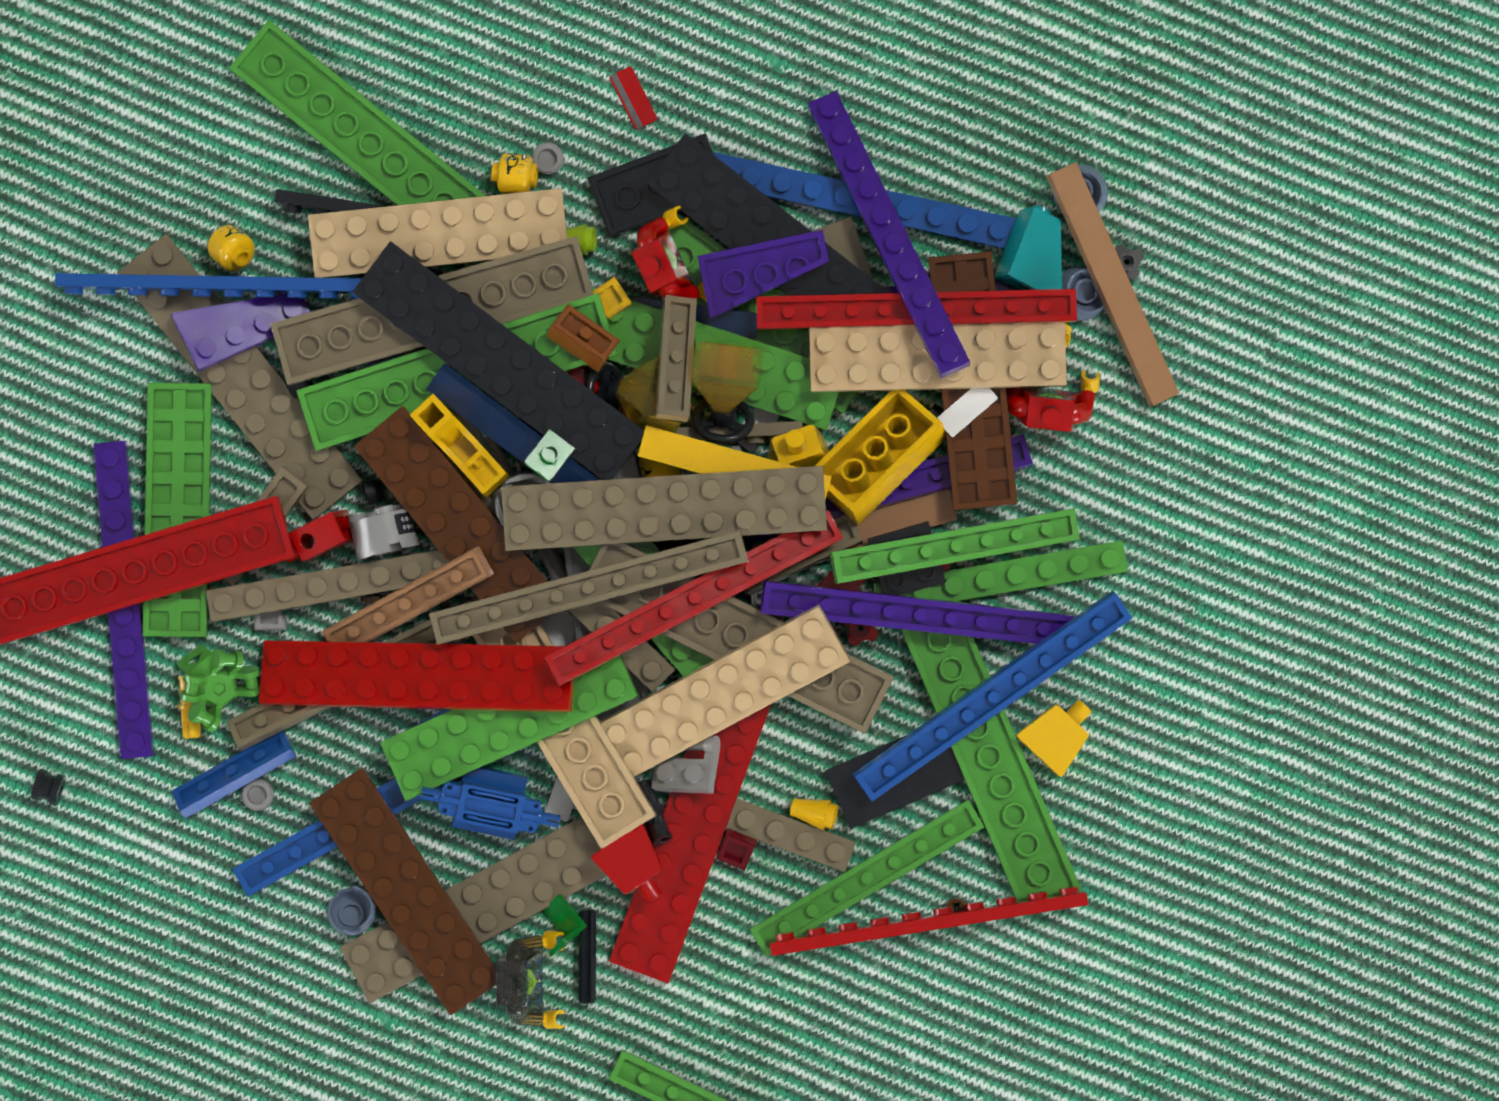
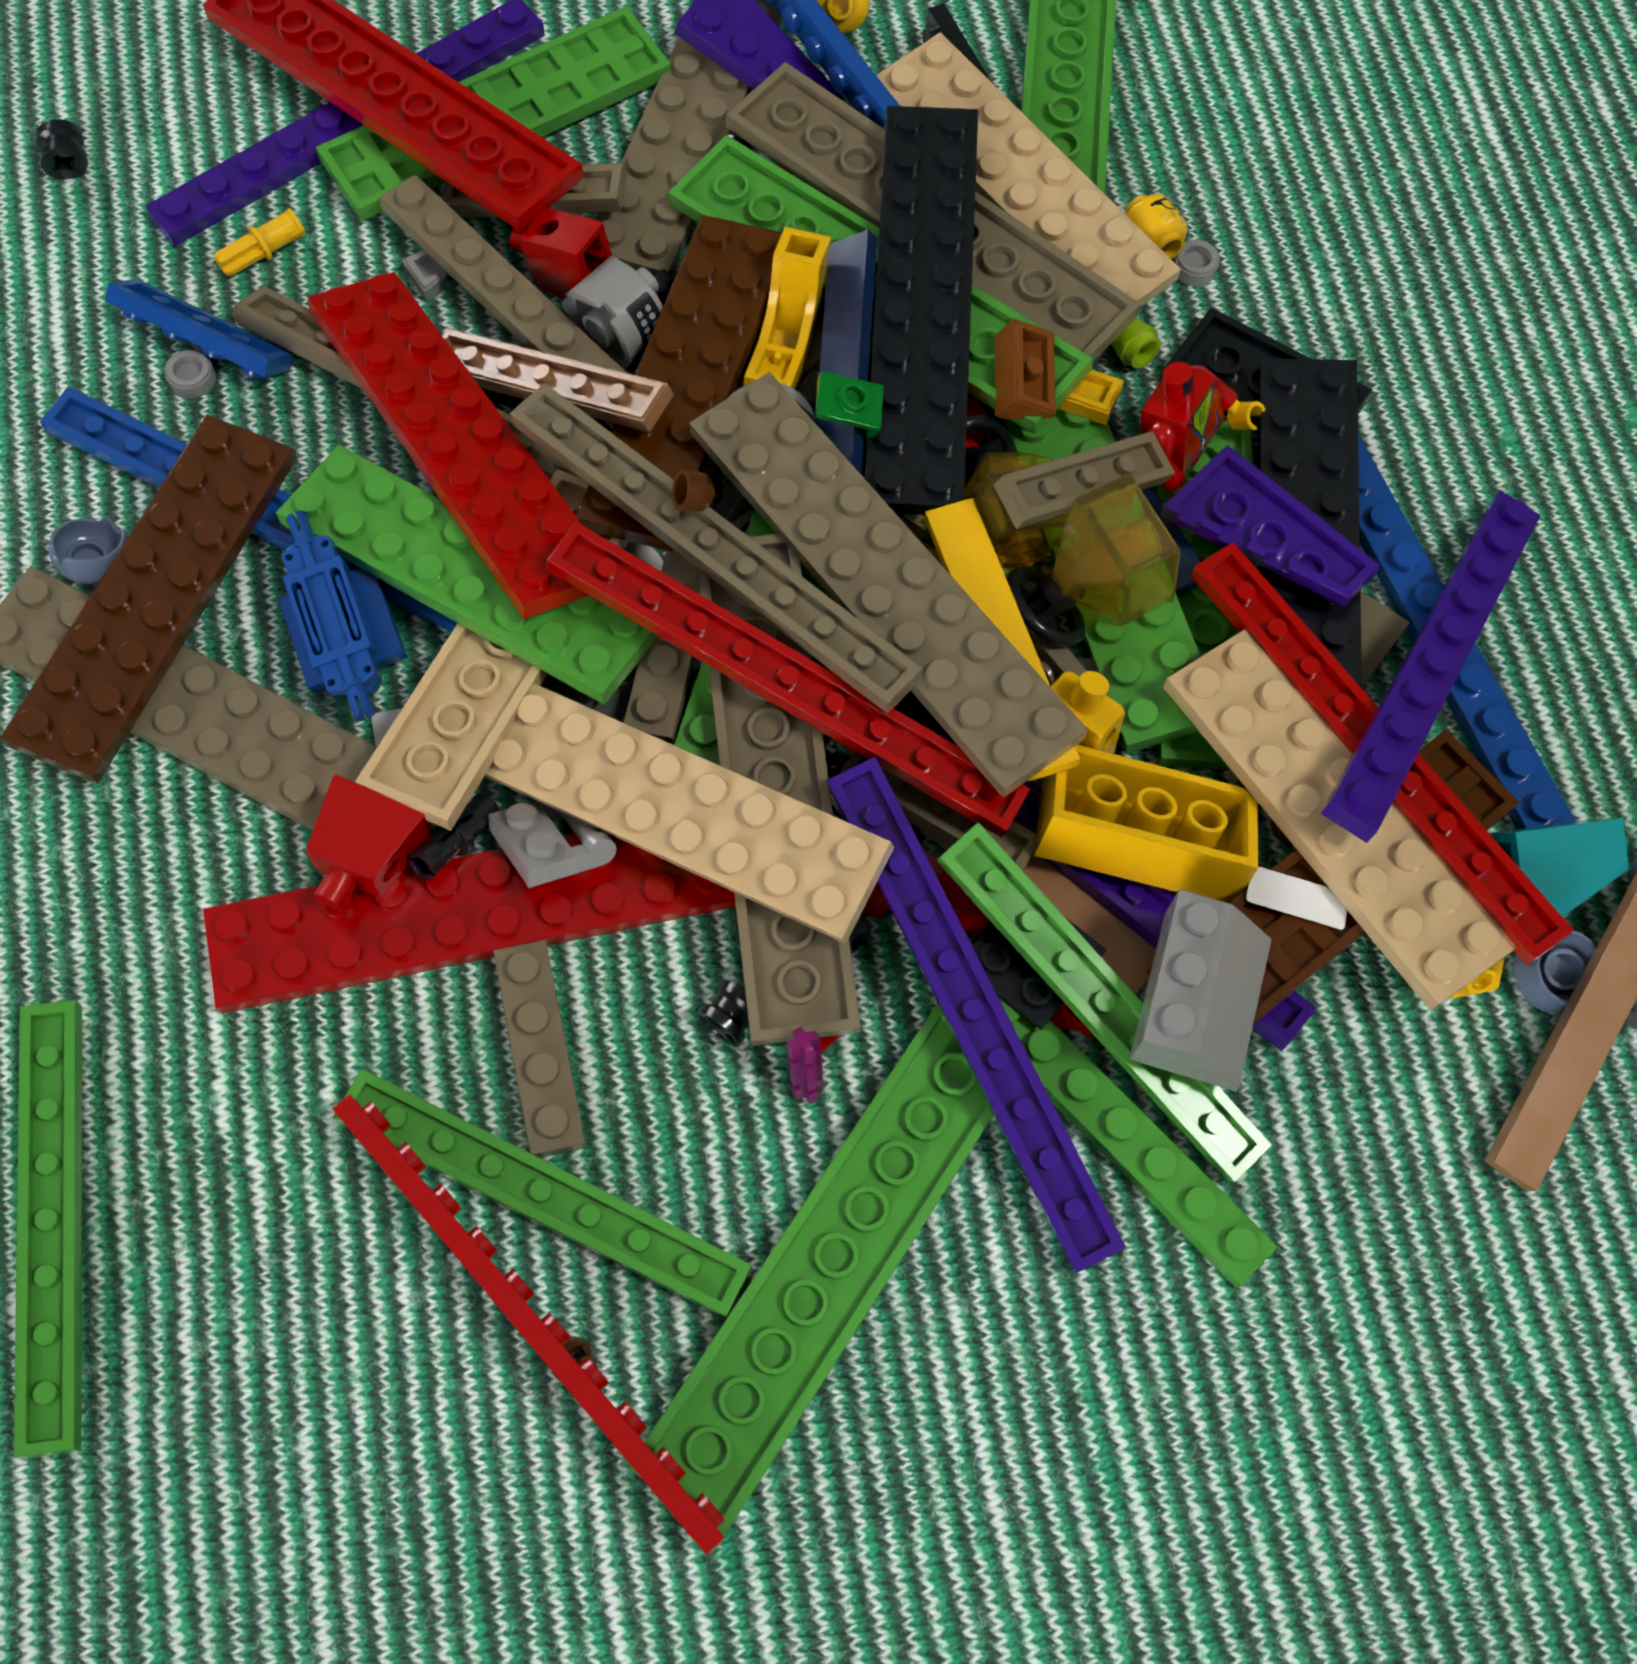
camera: 55 degrees right, 20 degrees down
(214, 685) = (300, 248): bright green piece -> none
(521, 981) = (103, 801): clear smoke torso -> none
(559, 582) = (692, 491): none -> reddish brown hinge
(566, 921) = (231, 822): green bracket -> none
(587, 958) = (194, 879): black axle -> none
(633, 97) = (1337, 314): red sticker -> none
(736, 849) = (471, 983): dark red tile -> none
(815, 812) = (593, 1060): yellow cone -> none
(835, 731) = (727, 1013): none -> black wheel
(856, 636) = (878, 962): red plate -> none
(858, 807) = (719, 1139): black tile -> none
(891, 712) = (805, 1065): none -> magenta axle
(986, 498) = (1202, 991): none -> light grey slope
(992, 695) = (934, 1196): blue plate -> none
(1051, 407) = (1386, 1019): red torso -> none
(1056, 735) = (933, 1336): yellow torso -> none

